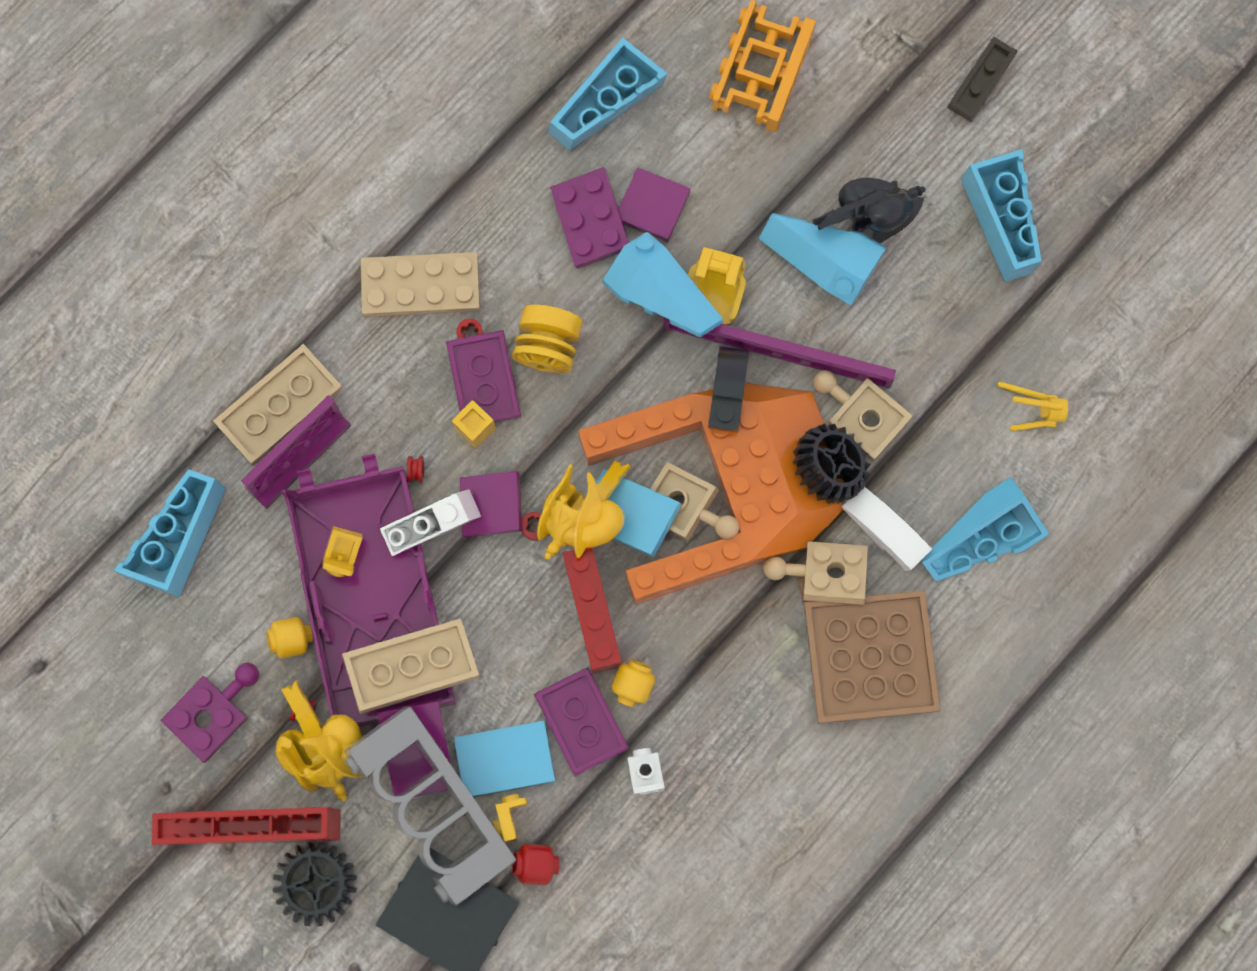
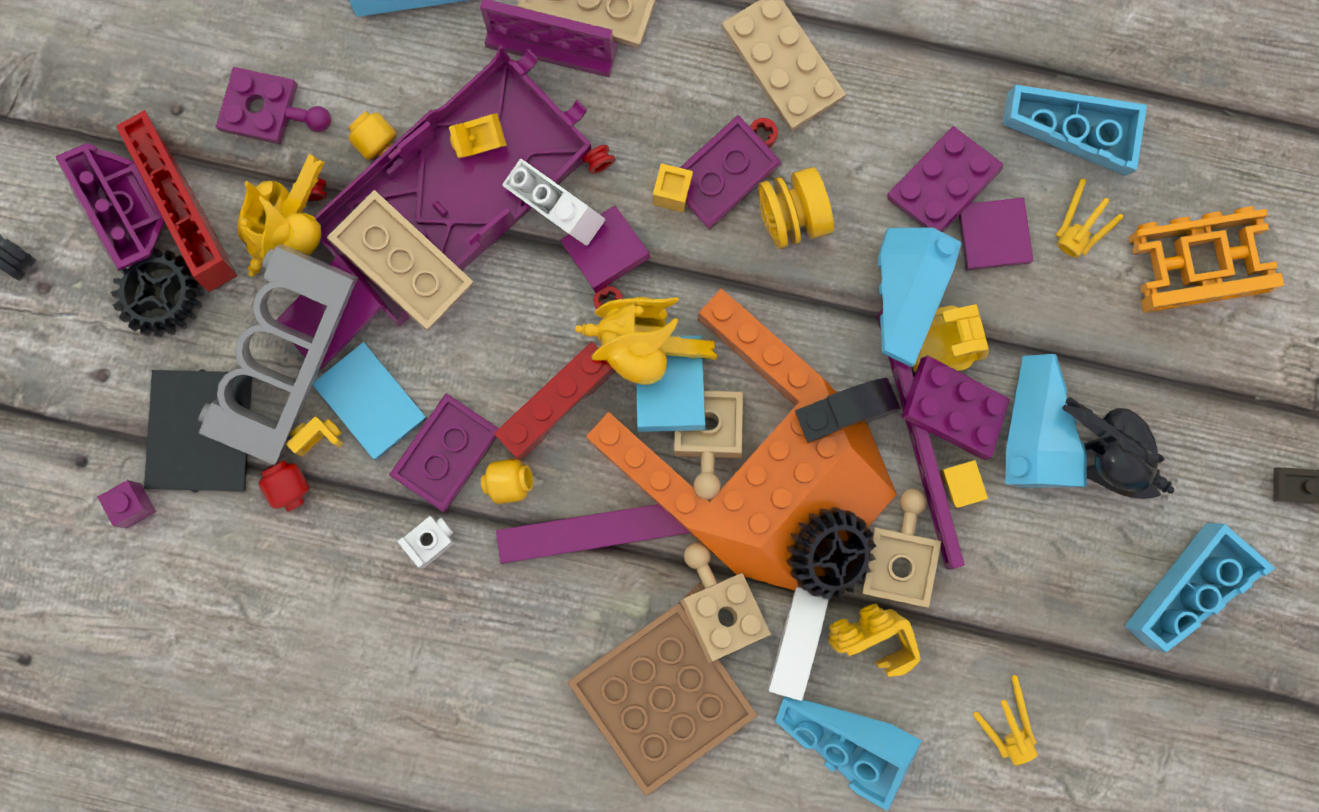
camera: 60 degrees right, 5 degrees up
(221, 878) = (113, 202): none -> magenta wedge
(692, 148) = (1076, 239): none -> yellow plant
(708, 645) = (586, 533): none -> magenta tile
(771, 308) = (955, 408): none -> magenta plate
(833, 335) = (964, 484): none -> yellow panel
(906, 465) = (873, 628): none -> yellow piece

